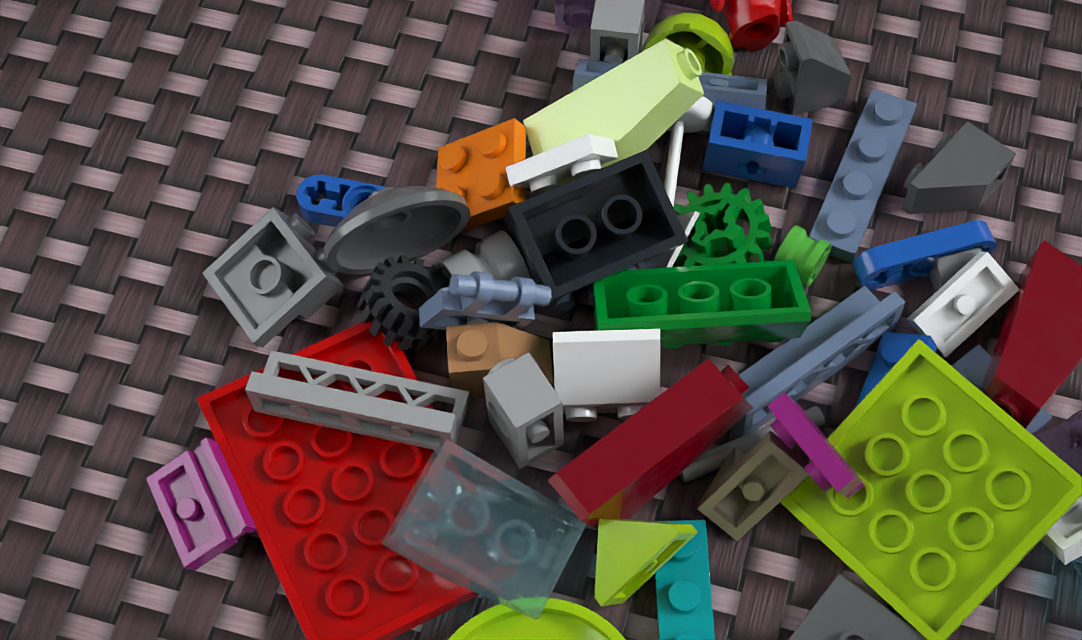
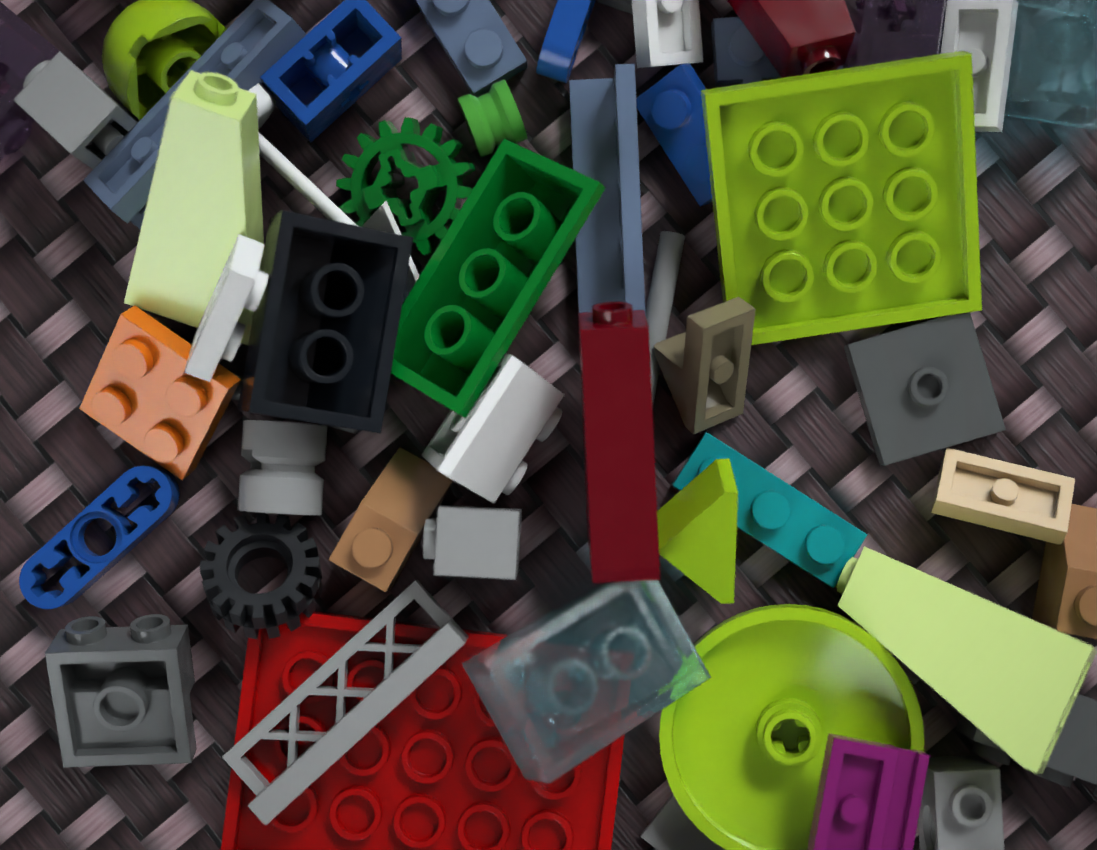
camera: 55 degrees left, 25 degrees up
(395, 224) = (164, 539): dark grey dish -> none
(484, 300) = (336, 506): sand blue plate -> none
(827, 465) = (719, 284): magenta plate -> none

